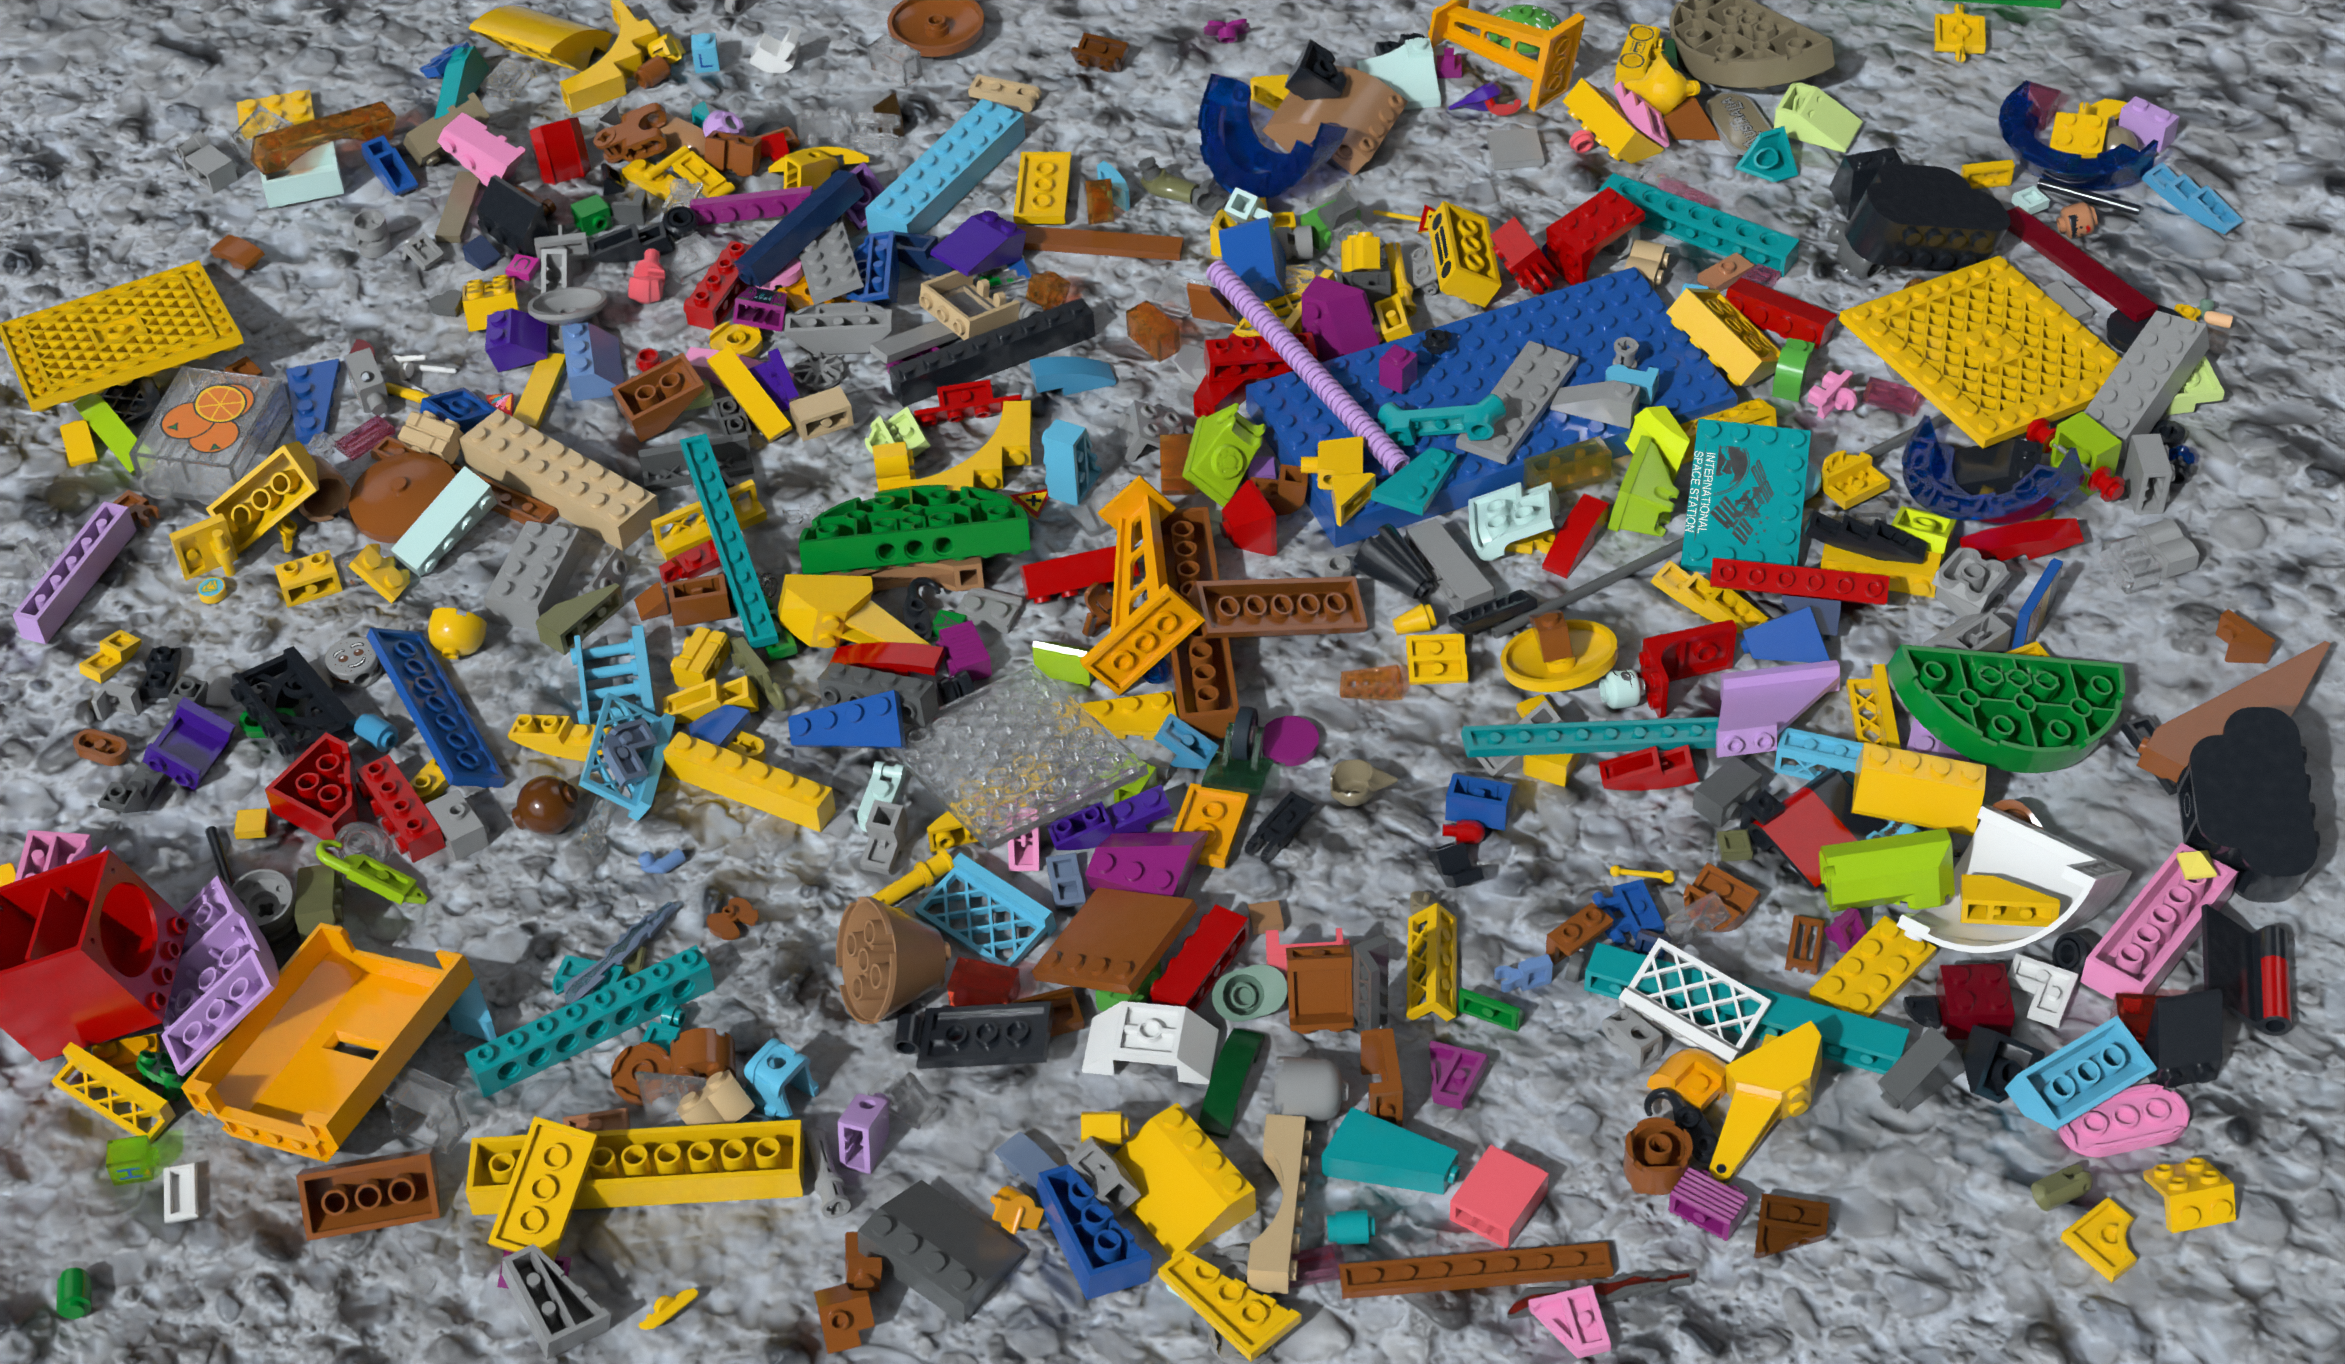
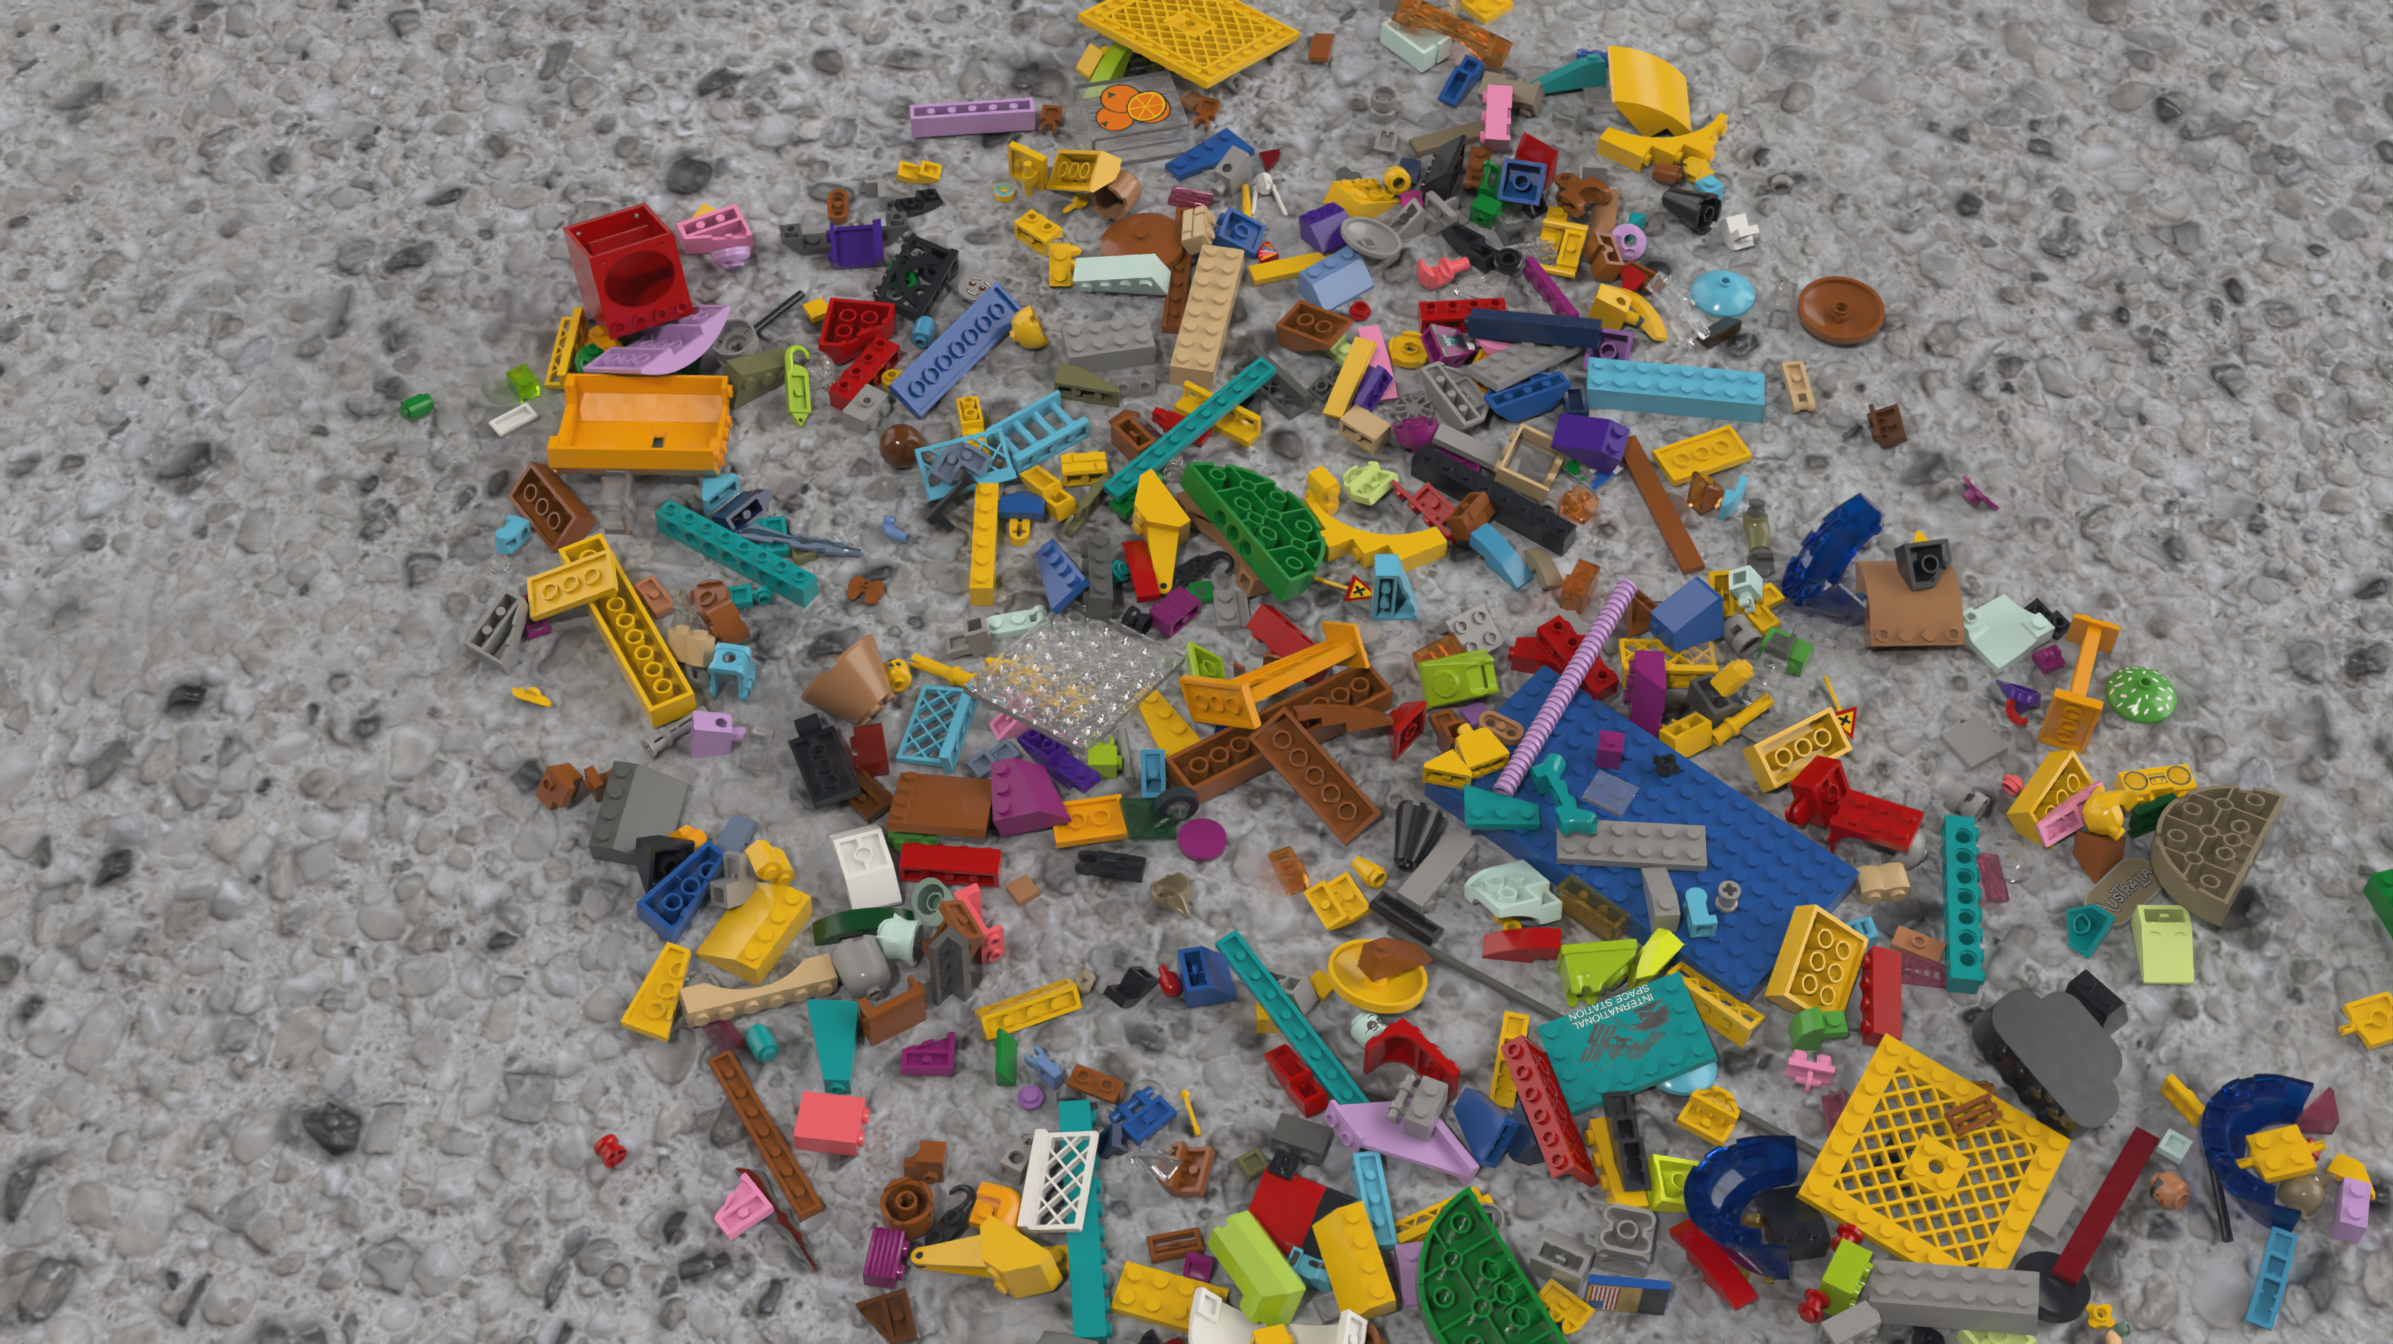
camera: 60 degrees right, 5 degrees up
(387, 1243) = (511, 536): none -> medium azure leg
(491, 261) = (1396, 180): none -> yellow head
(530, 989) = (743, 510): none -> dark blue brick
(559, 190) = (1491, 167): none -> green plate
(587, 165) = (1522, 181): none -> blue slope
(666, 811) = (936, 512): none -> black piece
(715, 69) = (1693, 207): none -> black cone
(841, 90) = (1723, 293): none -> medium azure dish
(862, 372) = (1415, 432): none -> magenta cylinder
(1005, 372) = (1470, 515): none -> dark orange brick
(1025, 1239) = (659, 856): none -> black slope
(1100, 347) = (1546, 570): none -> dark tan slope
(1224, 550) = (1351, 717): none -> dark orange slope
(1285, 1035) = (899, 937): none -> light aqua helmet
(1306, 441) = (1502, 727): none -> medium nougat plate
(1447, 391) = (1610, 793): none -> clear piece
(1554, 1003) = (1030, 1098): none -> medium lavender plate
(1585, 174) = (1965, 801): none -> light grey wheel
(1601, 1119) = (928, 1162): none -> dark orange brick
(1756, 668) = (1424, 1109): none -> light grey brick
(1964, 301) = (1990, 1106): none -> dark orange tile

